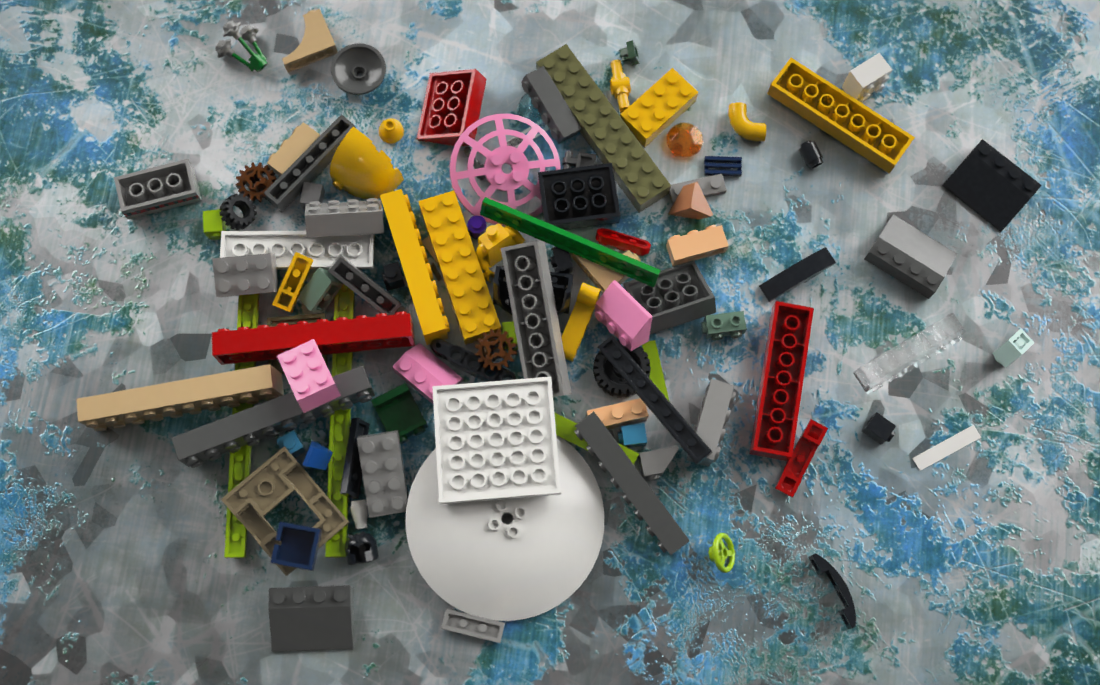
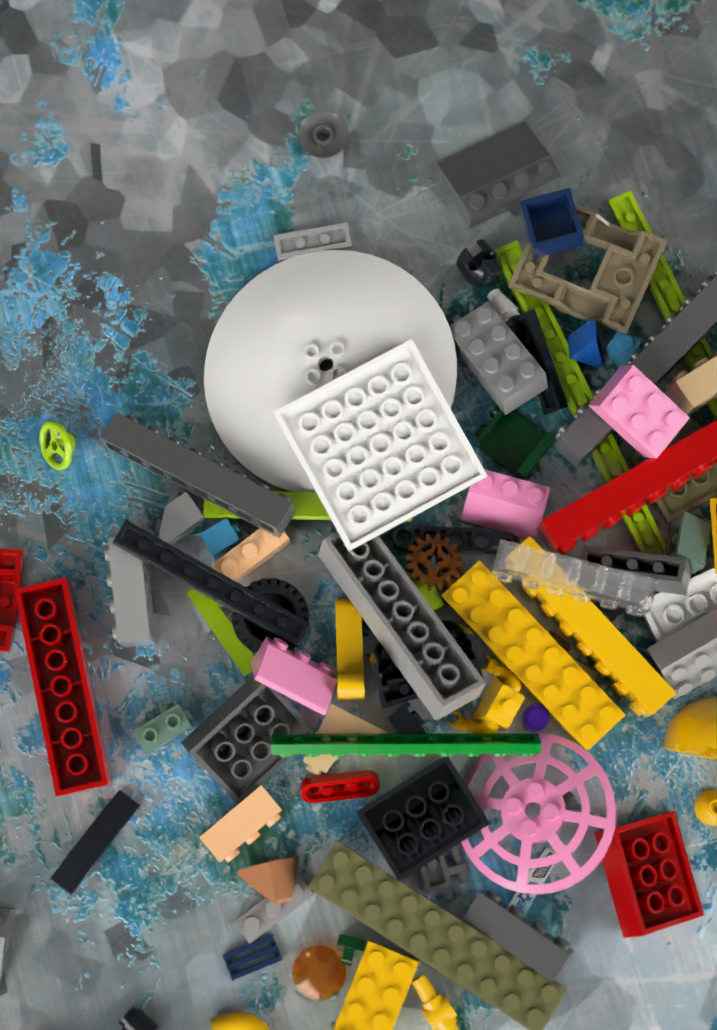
camera: 160 degrees right, 5 degrees up
(409, 292) = (575, 577): none -> clear brick
(659, 143) = (349, 947): none -> dark green tile

